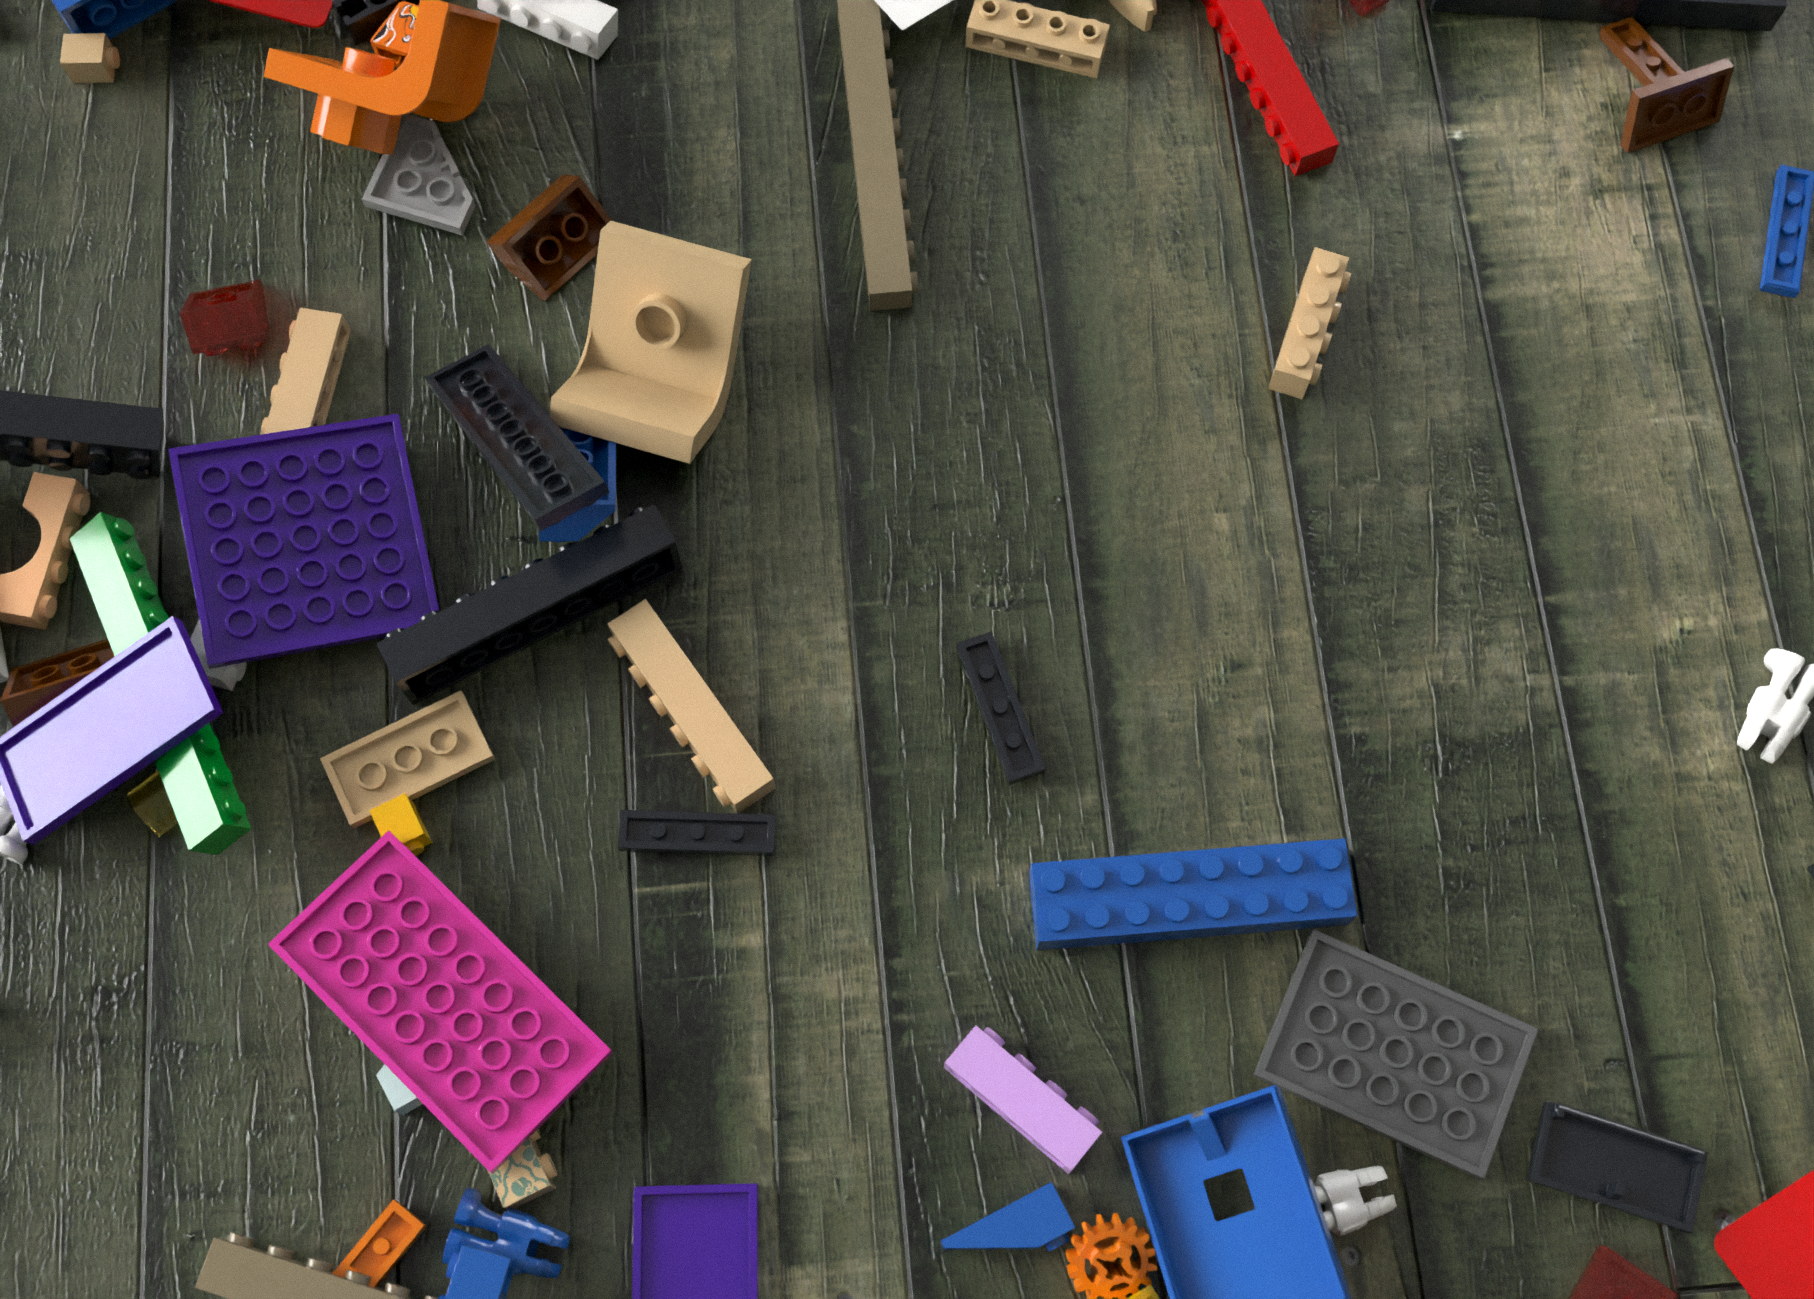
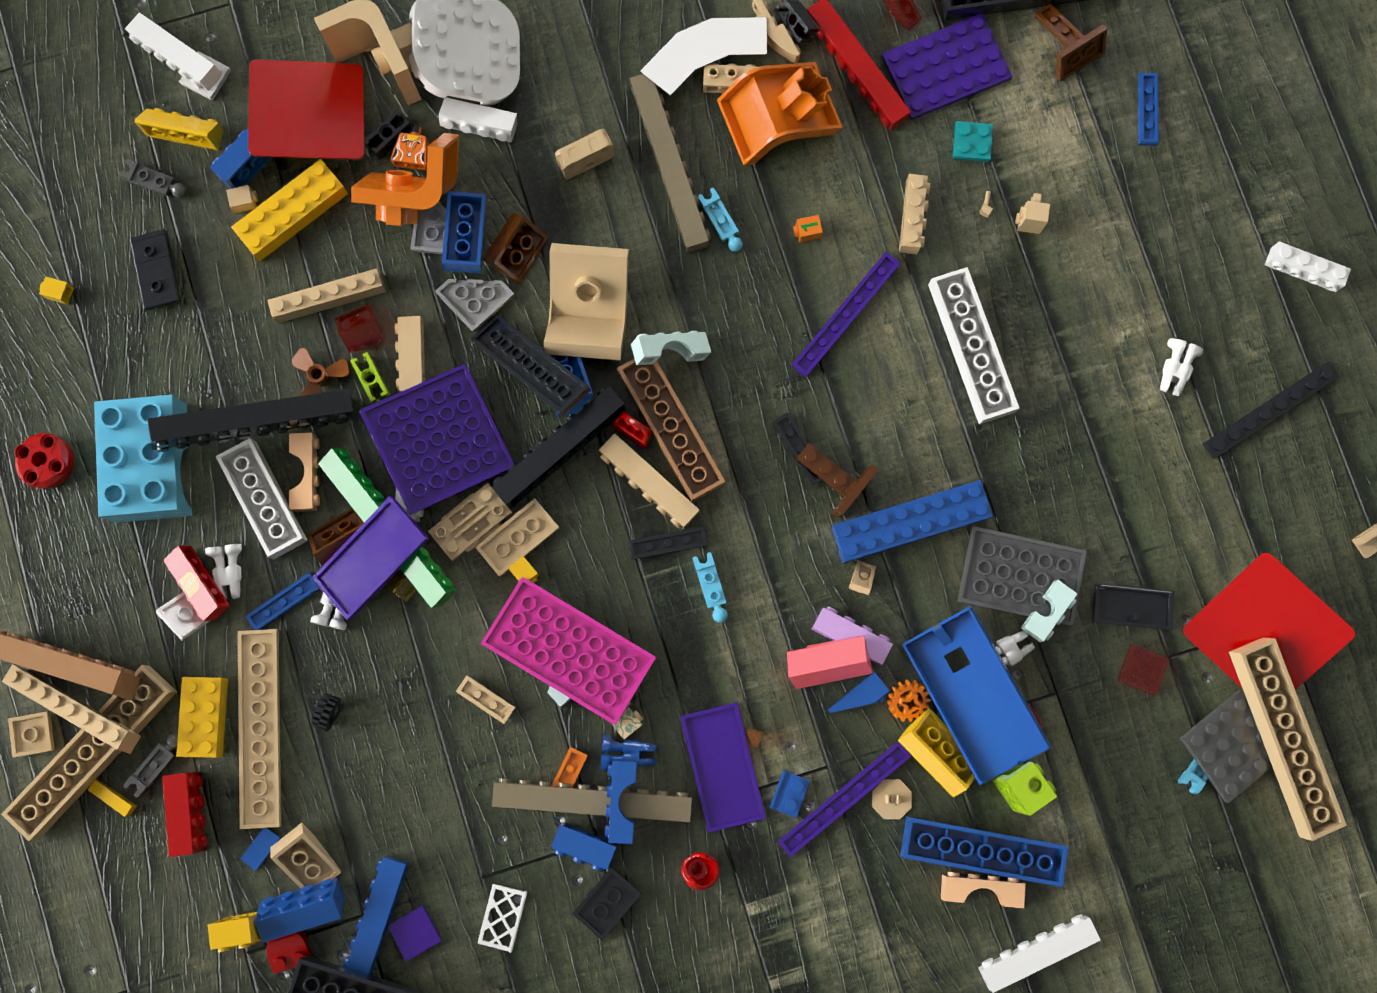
camera: 10 degrees left, 10 degrees up
(107, 355) = (304, 362): none -> dark orange piece
(164, 92) = (289, 210): none -> yellow brick
(185, 248) = (326, 296): none -> tan brick
(211, 398) = (363, 375): none -> lime piece
(253, 1064) = (485, 699): none -> tan plate
(325, 712) = (470, 522): none -> tan piece
(454, 310) = (474, 299): none -> light grey plate
(463, 185) = (464, 232): none -> blue brick
(683, 601) = (633, 429): none -> red slope
(722, 98) = (584, 154): none -> tan axle
(759, 613) = (672, 429): none -> medium nougat brick
(761, 938) = (711, 587): none -> medium azure plate
(775, 1264) = (754, 736): none -> clear orange slope
(833, 469) = (691, 345): none -> light aqua arch
(945, 263) = (721, 220): none -> medium azure plate
(962, 1141) = (829, 662): none -> coral slope
(1056, 771) = (836, 477): none -> reddish brown piece
(1069, 985) = (862, 577): none -> tan slope
(1093, 79) = (776, 107): none -> orange piece
(1105, 310) = (808, 228): none -> orange brick
(1141, 478) = (845, 314): none -> dark purple plate
(1379, 584) = (973, 345): none -> white brick
(1421, 87) = (946, 66): none -> dark purple plate
(1445, 222) = (972, 141): none -> teal plate
(1449, 345) = (986, 210): none -> tan hand
(1467, 1114) = (1060, 598): none -> light aqua arch
(1537, 368) = (1033, 215): none -> tan brick

